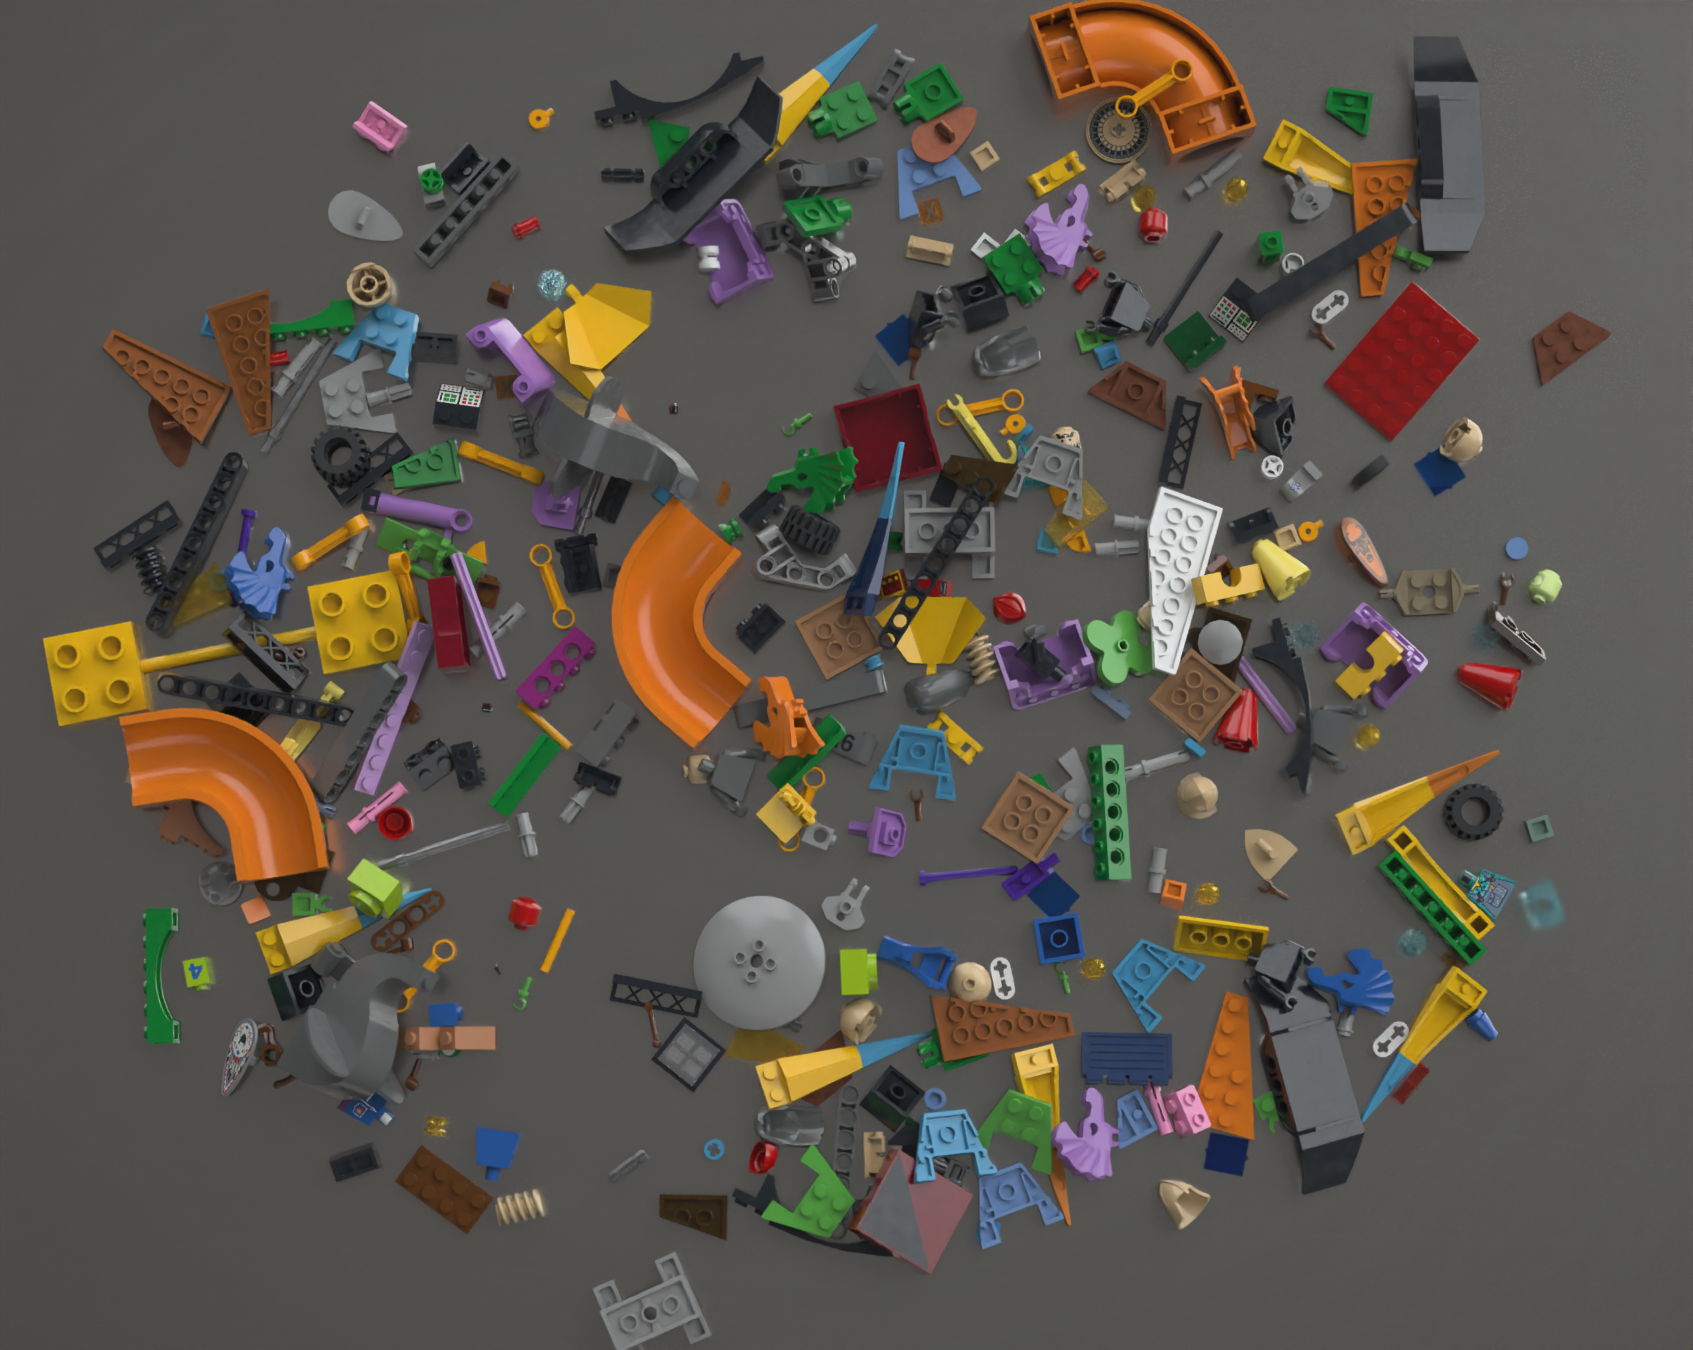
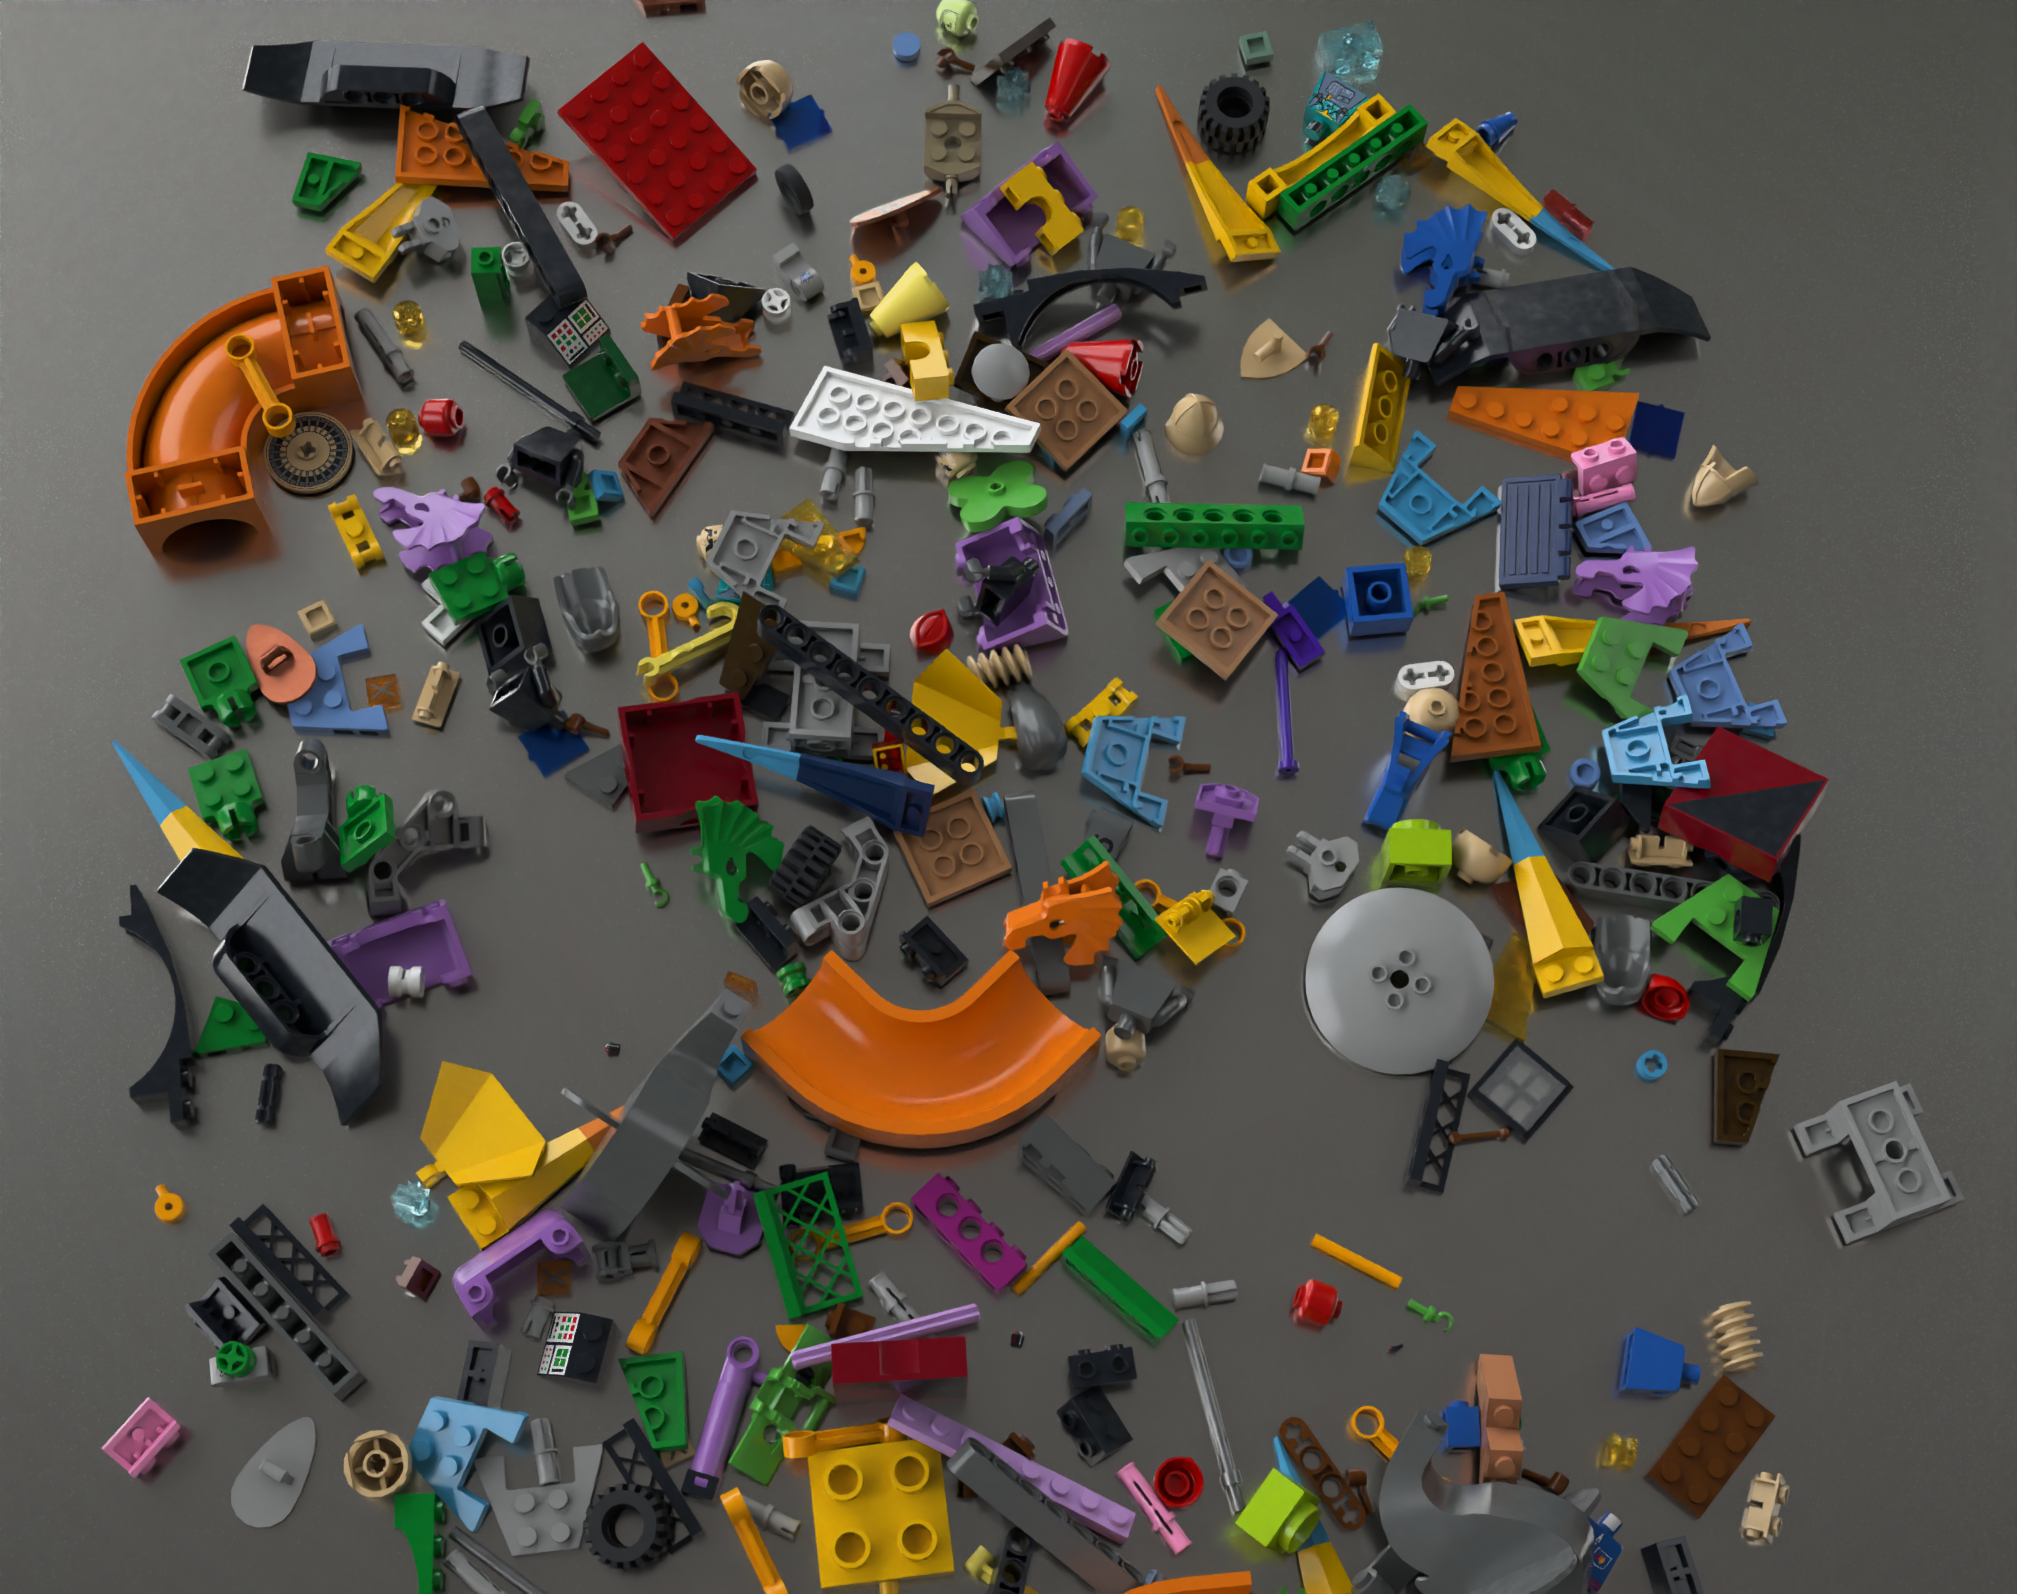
camera: 90 degrees left, 15 degrees down
(394, 1226) = (1771, 1495): none -> tan hinge
(499, 200) = (276, 1265): none -> black fence
(529, 539) = (781, 1255): none -> green fence
(813, 1214) = (1752, 920): none -> black brick

